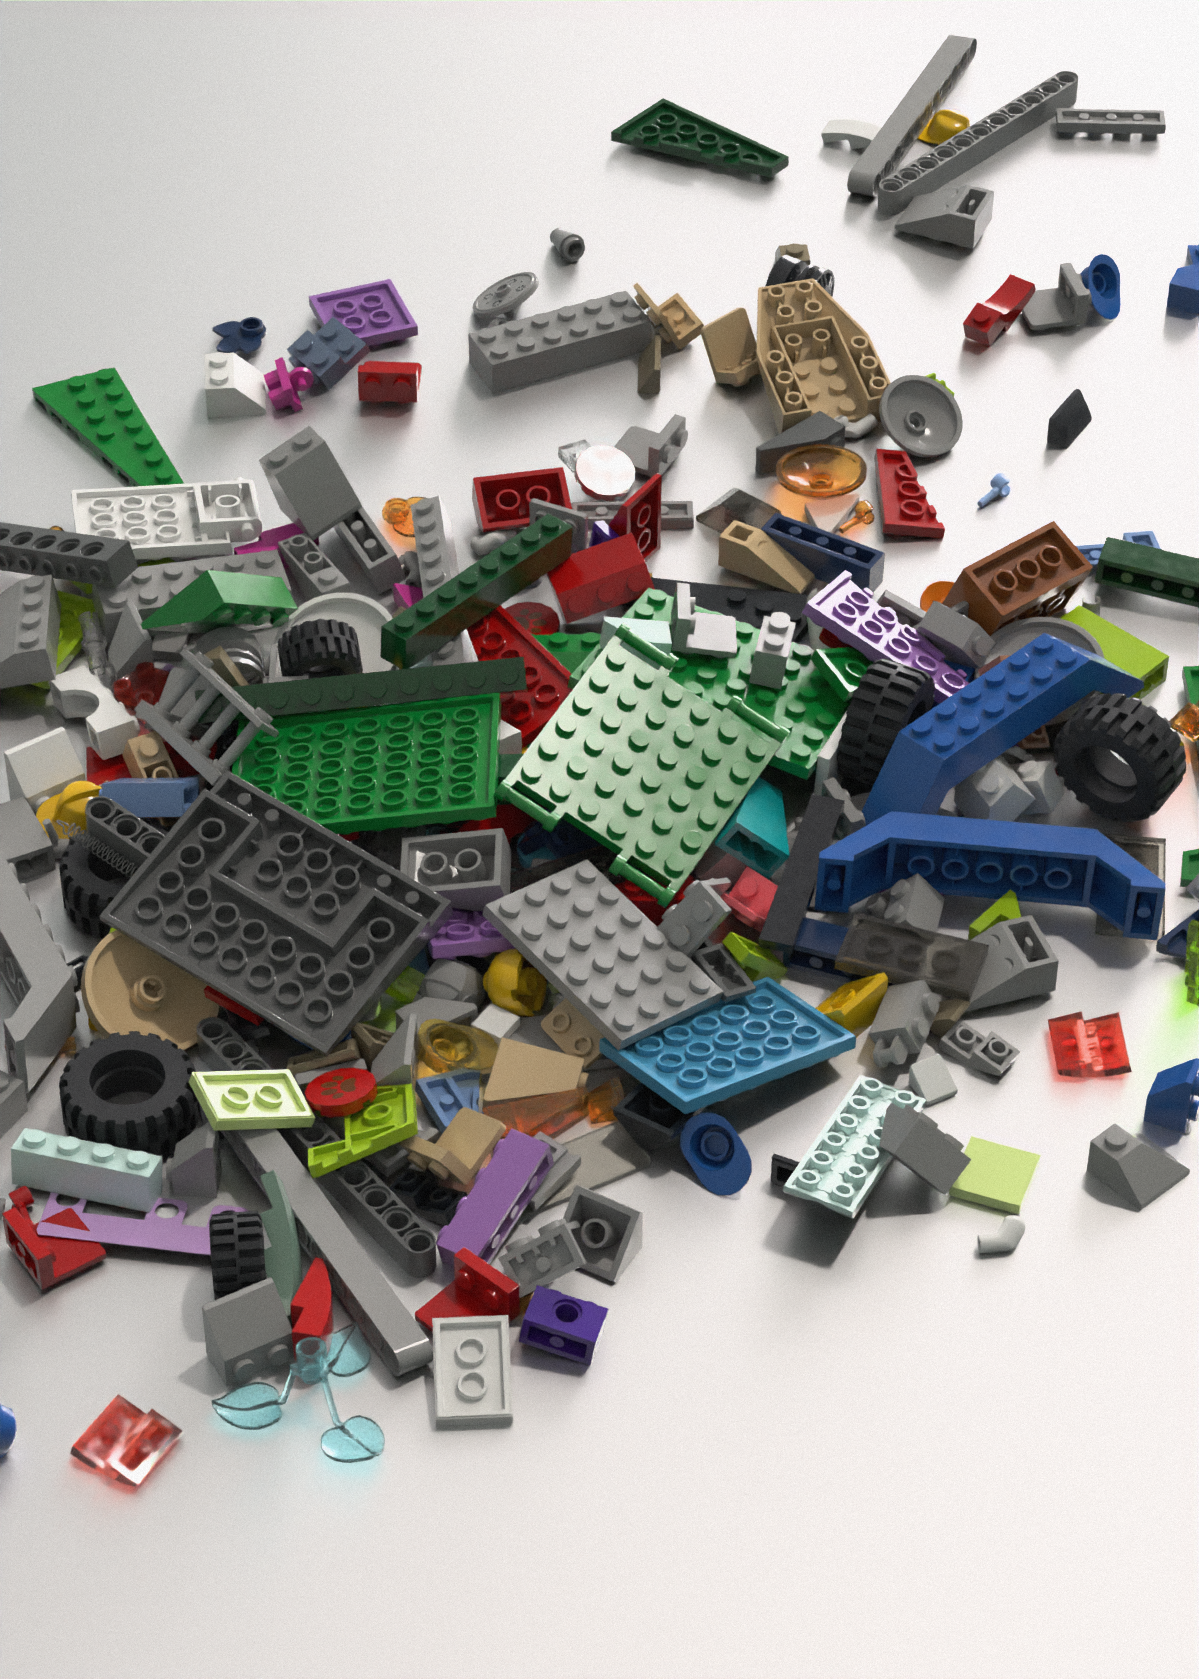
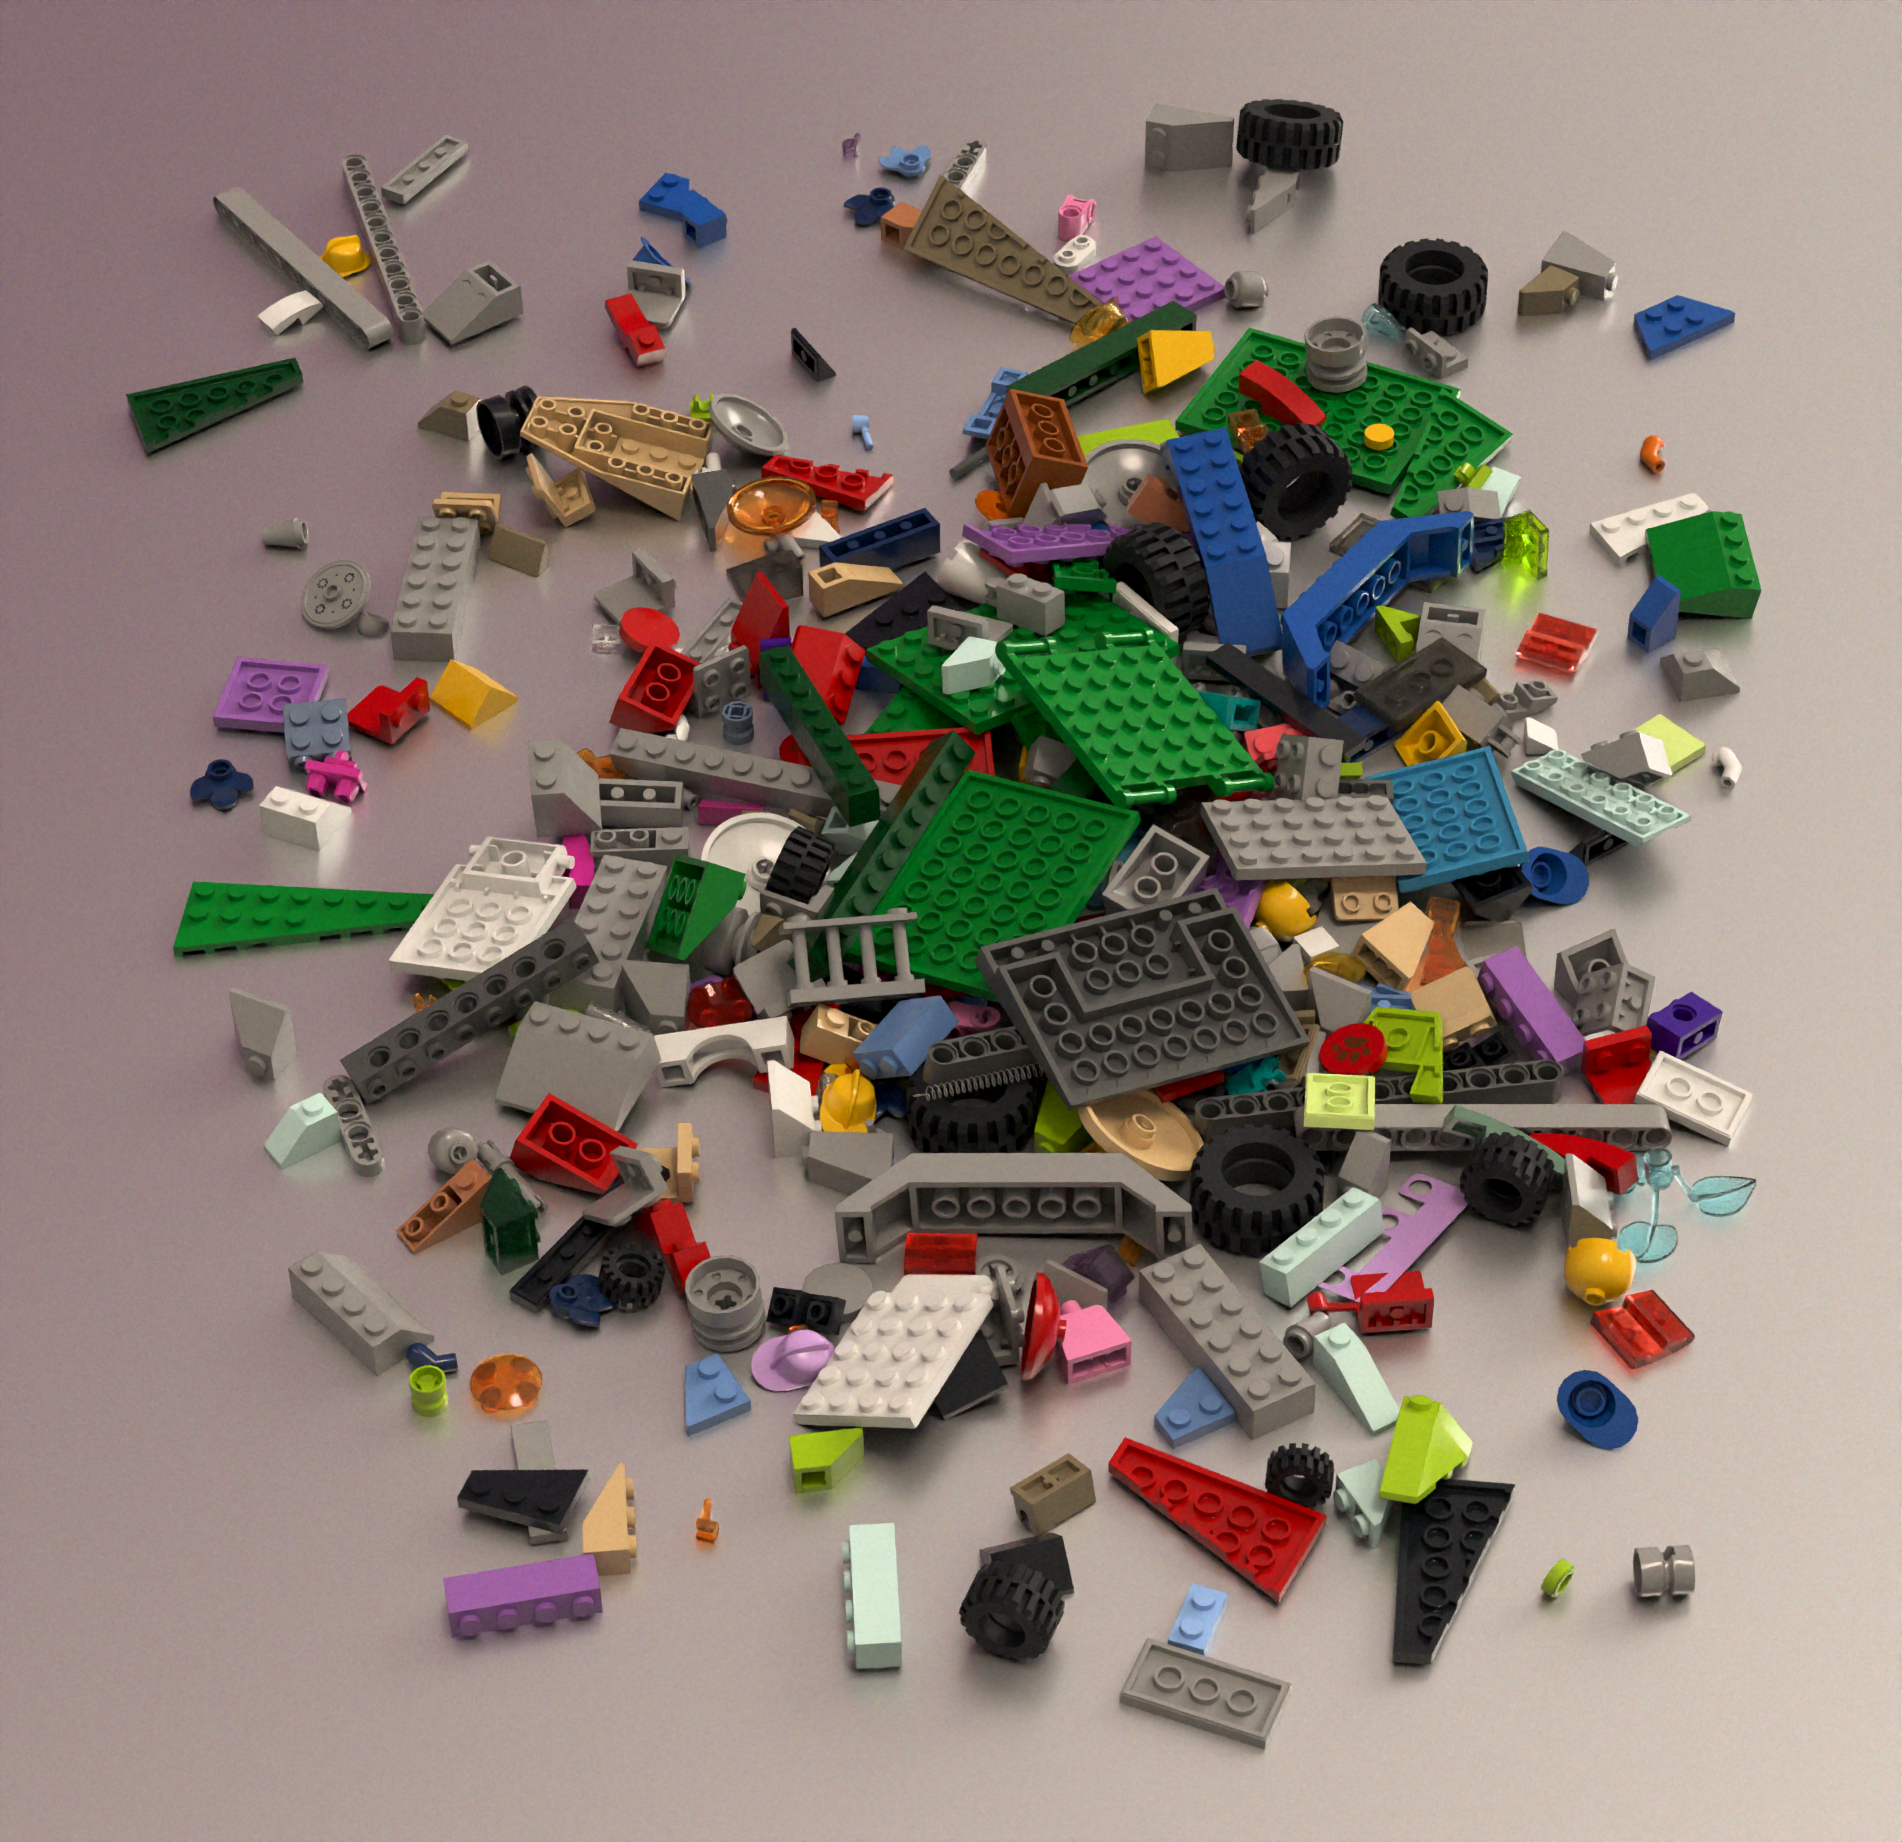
camera: 60 degrees left, 0 degrees up
(158, 1374) = (1598, 1270): none -> yellow cylinder
(278, 1048) = (1255, 1079): none -> teal plate
(453, 414) = (470, 695): none -> yellow slope
(790, 504) = (783, 543): none -> light grey arm

